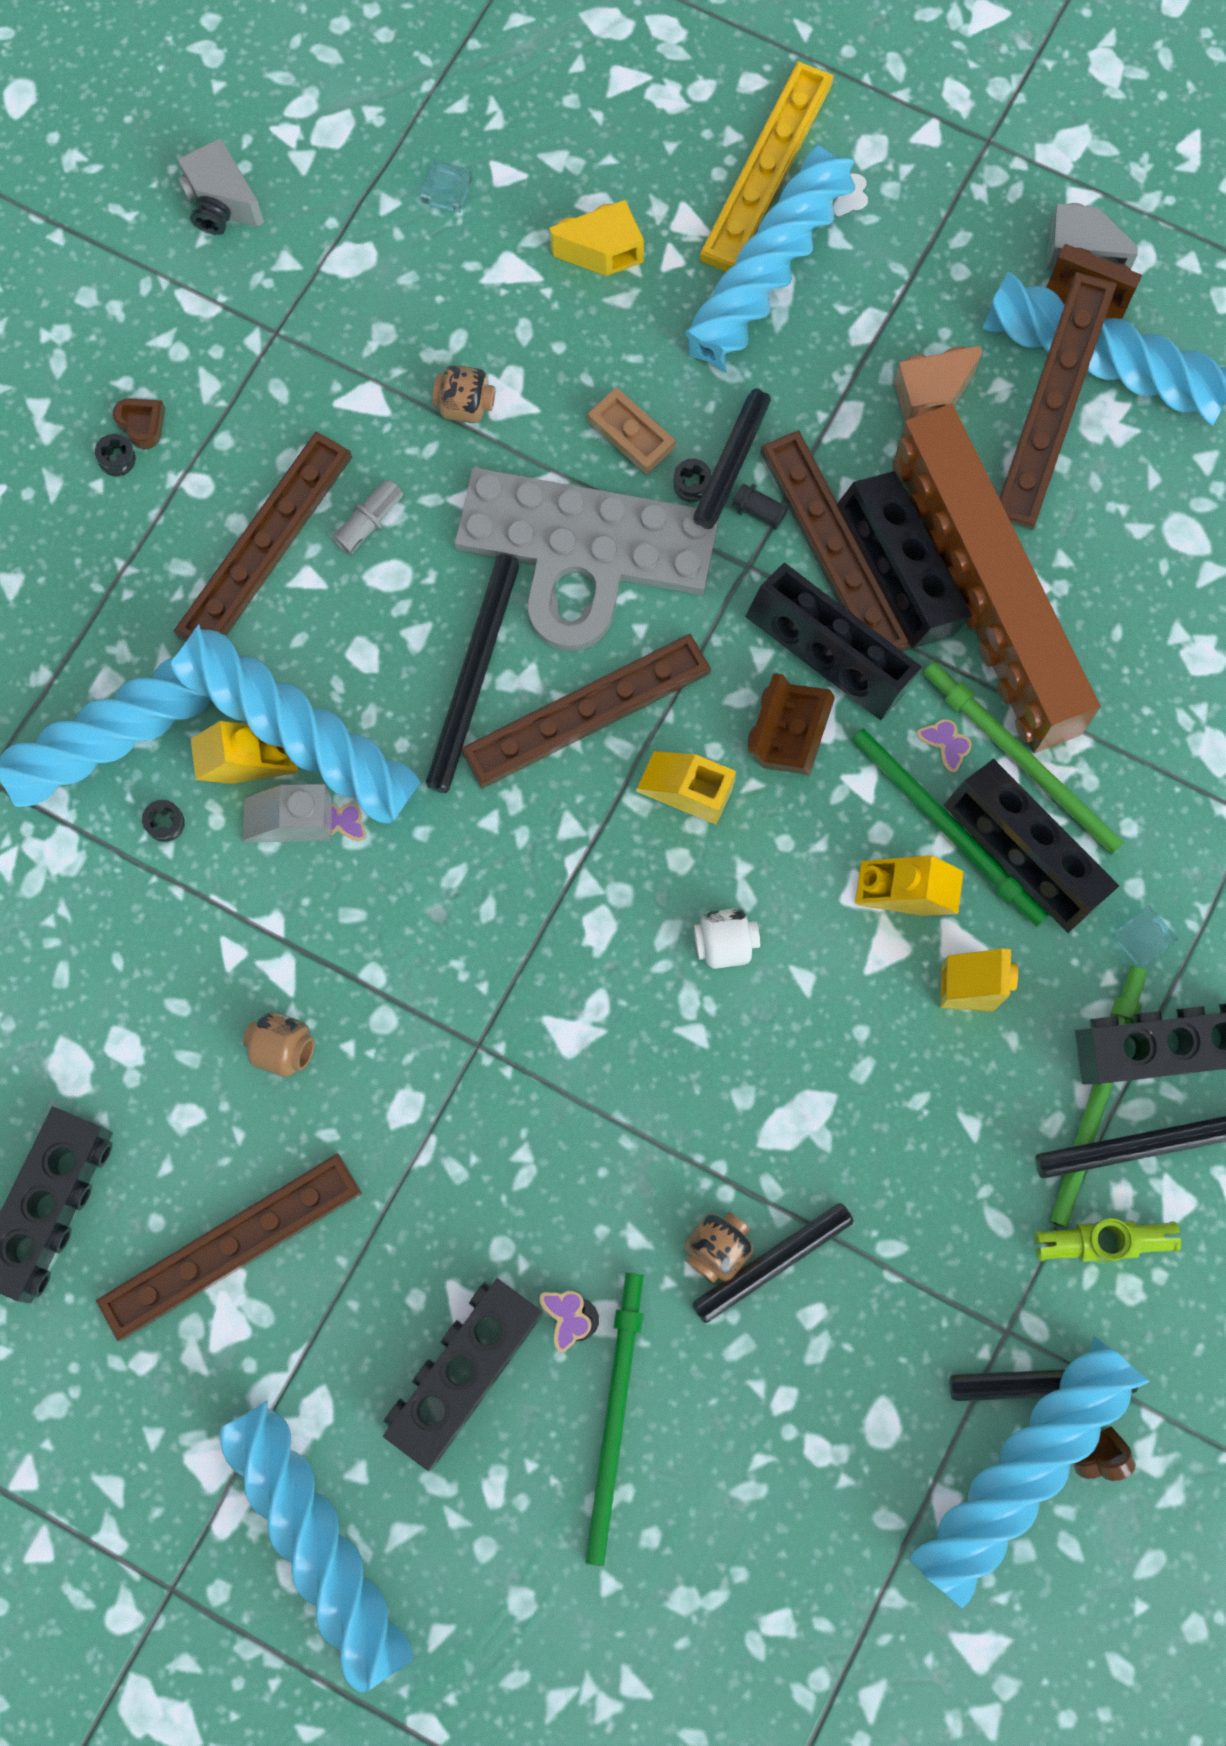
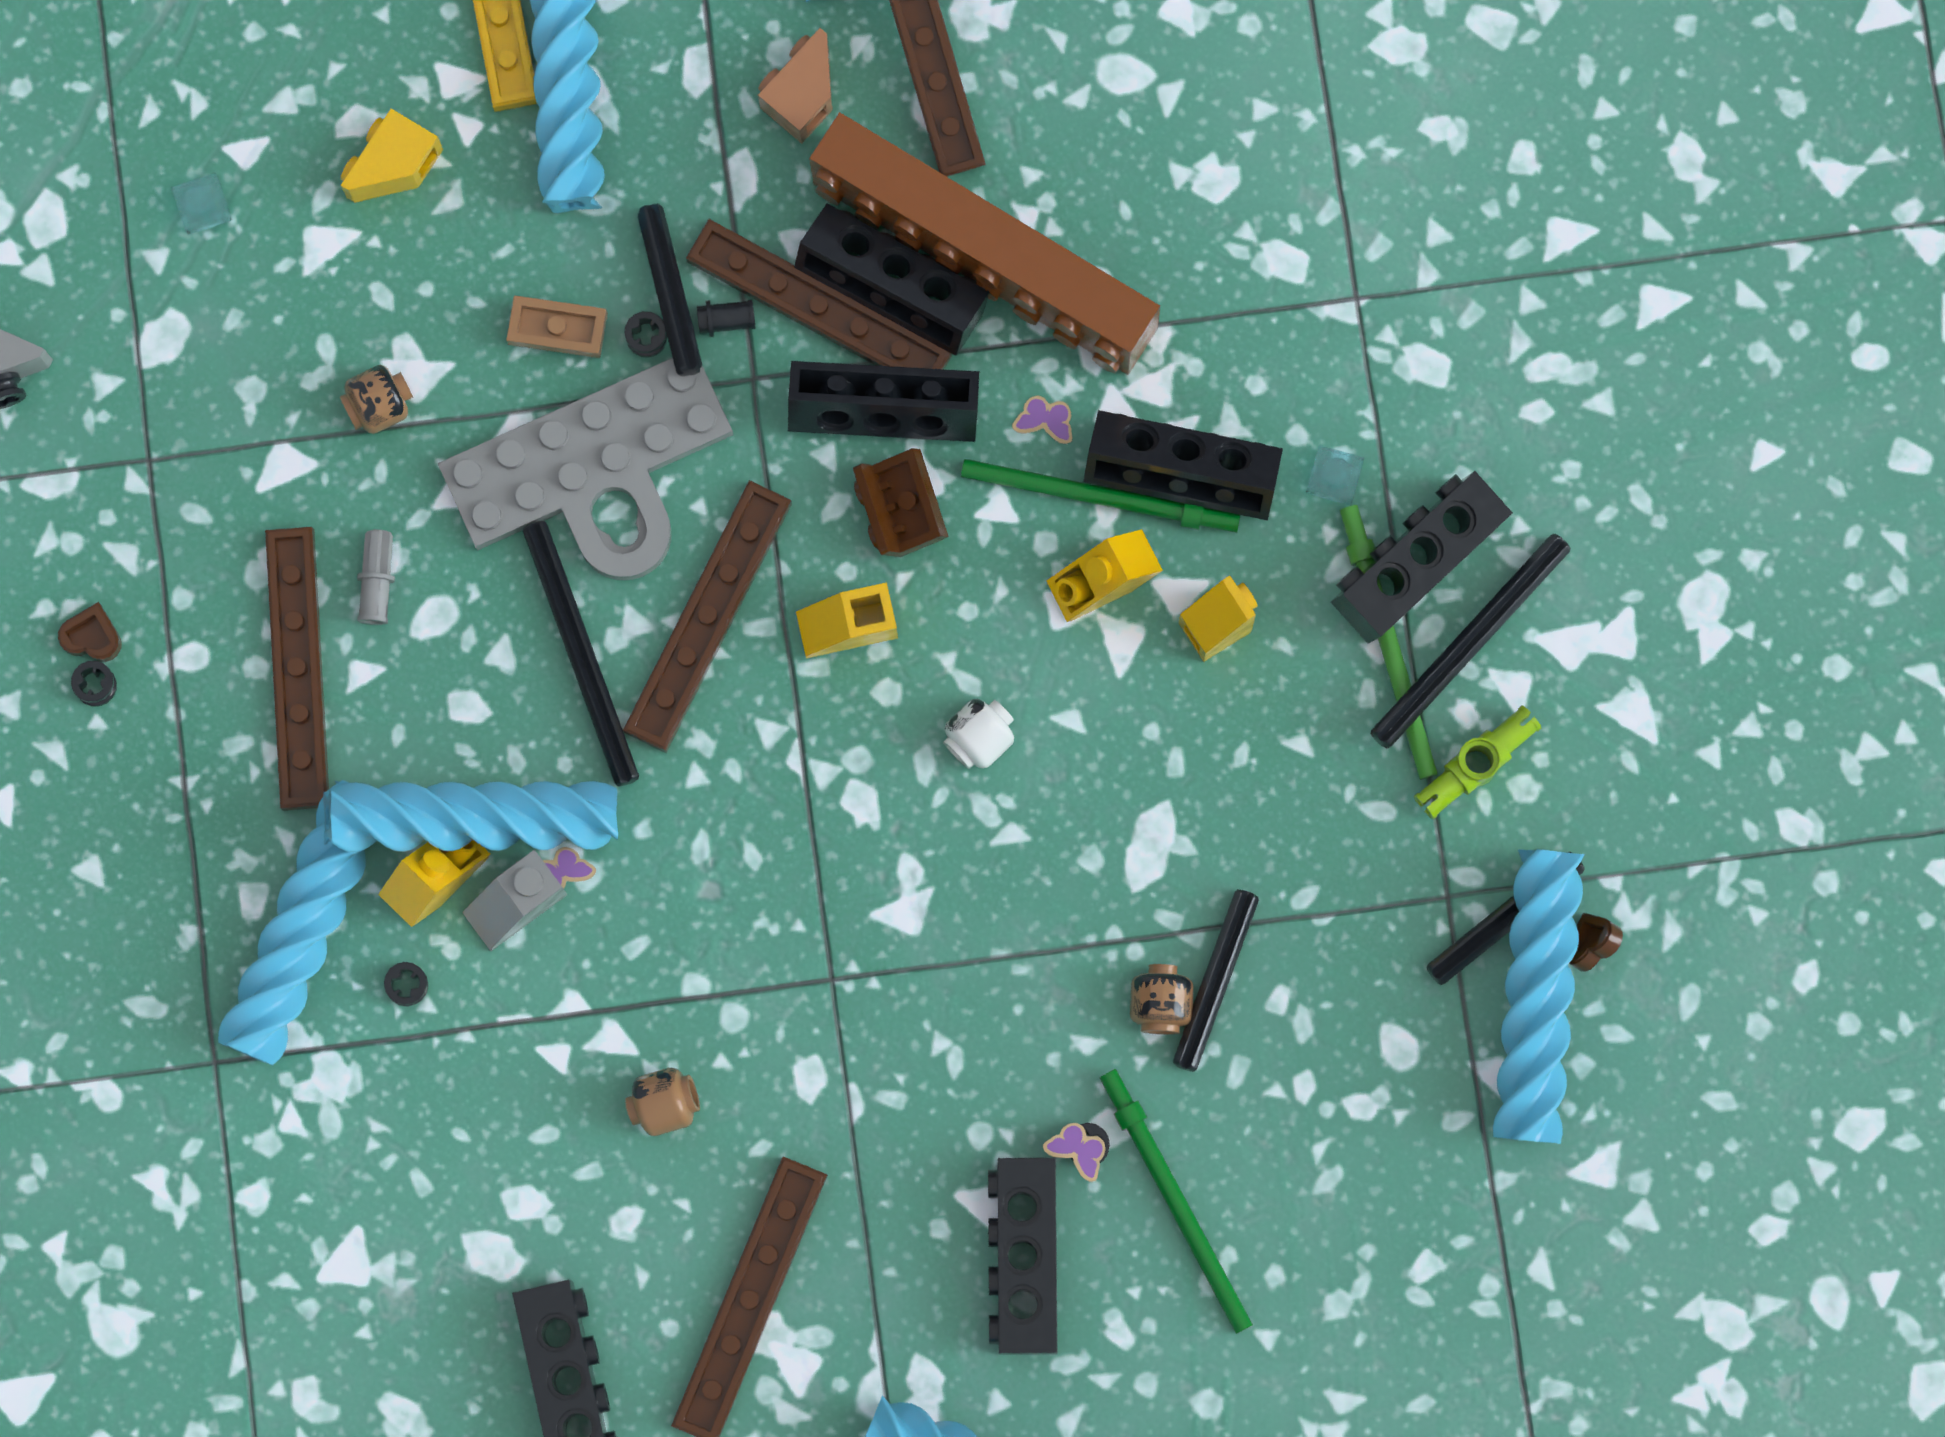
camera: 35 degrees left, 5 degrees up
(961, 698) = (1030, 371): bright green bar -> none

